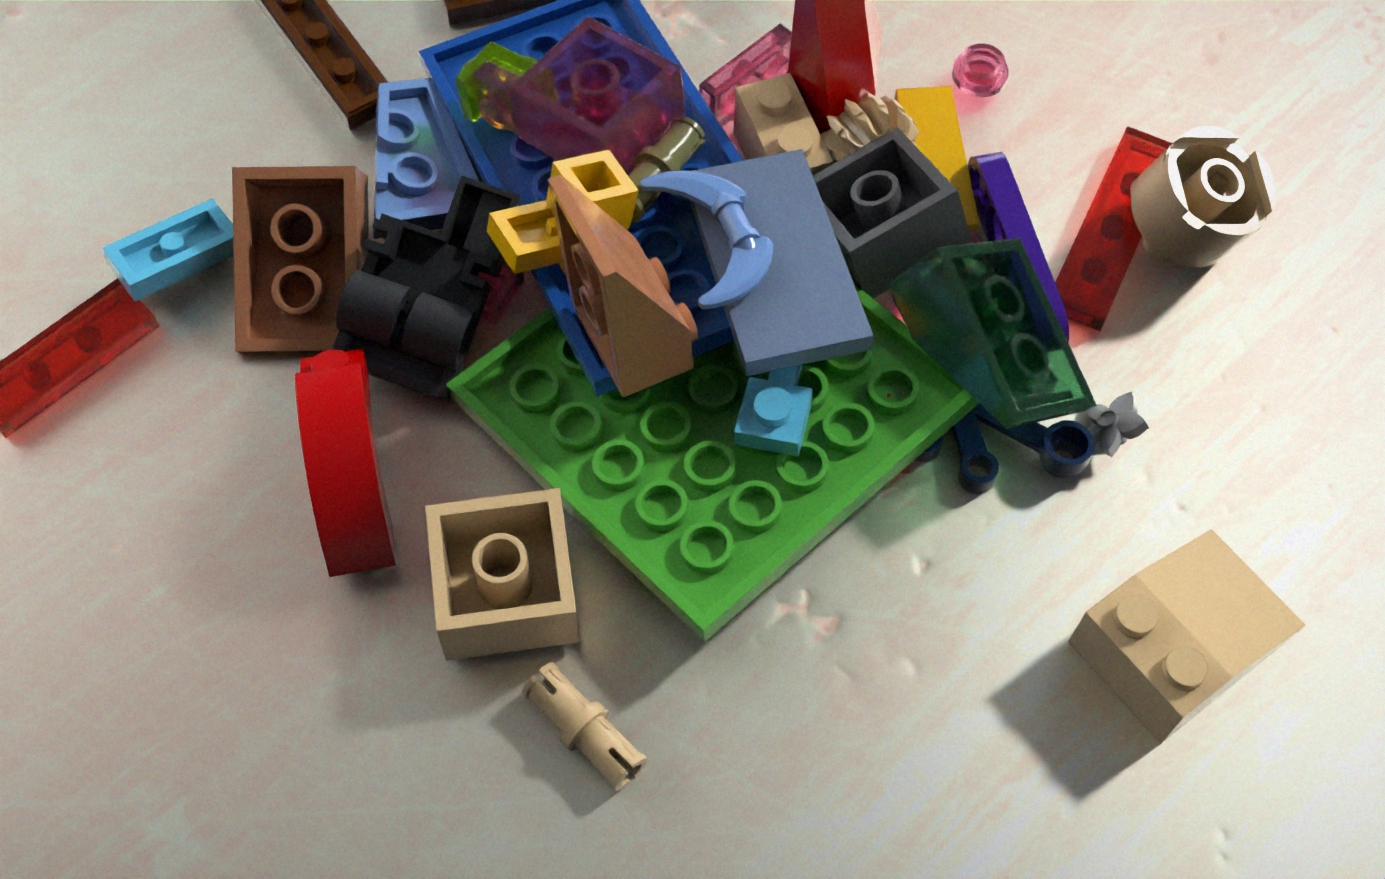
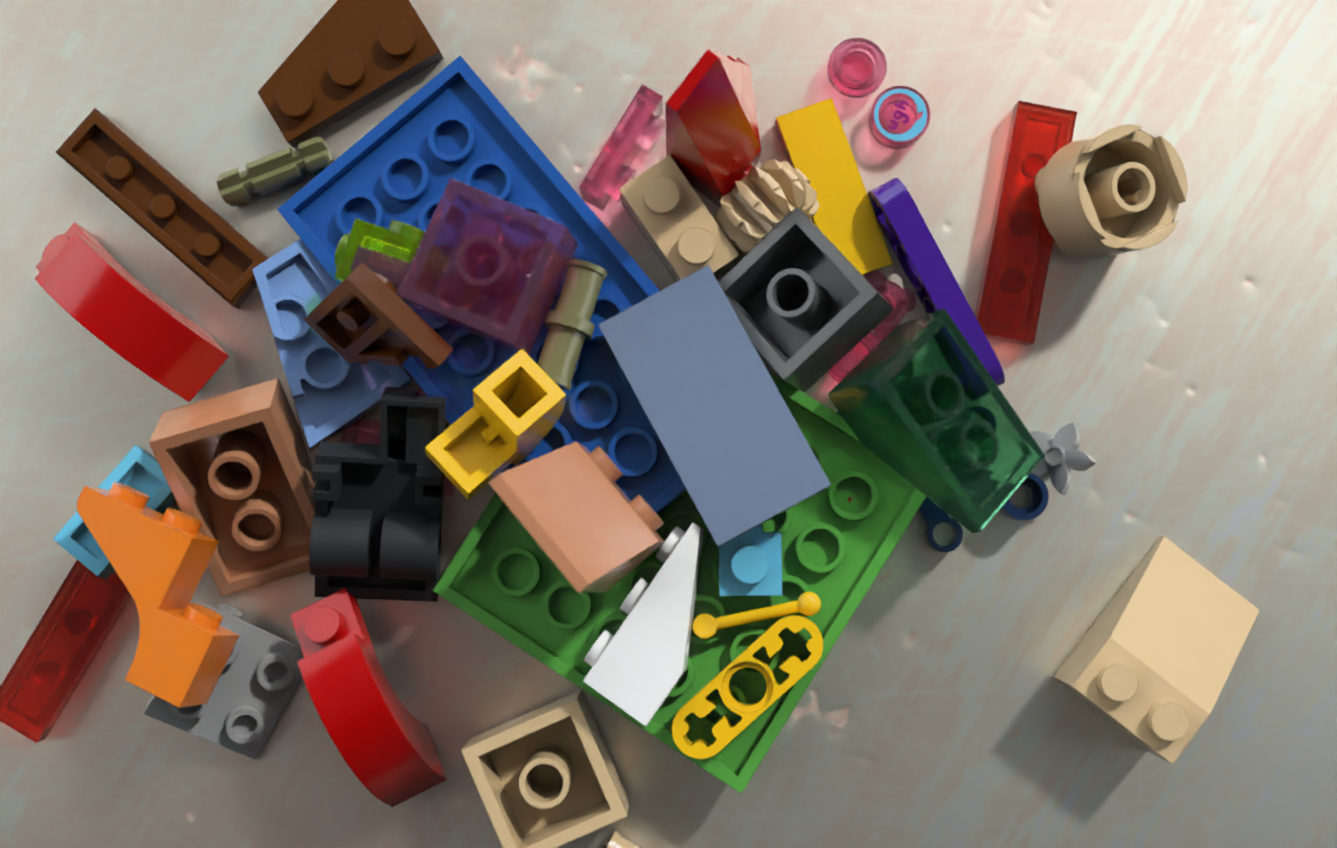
camera: 10 degrees left, 25 degrees up
(204, 269) = (161, 566): none -> orange arch
(212, 420) = (248, 694): none -> light grey hinge
(257, 89) = (126, 314): none -> red arch
(422, 30) = (274, 171): none -> olive axle
(474, 119) = (372, 323): none -> reddish brown wing
(651, 455) = (653, 643): none -> white slope
(713, 465) = (706, 625): none -> yellow hinge
(749, 495) = (702, 705): none -> yellow beam
(750, 251) = (691, 420): medium blue piece -> none
(1011, 118) = (899, 117): none -> clear pink tile

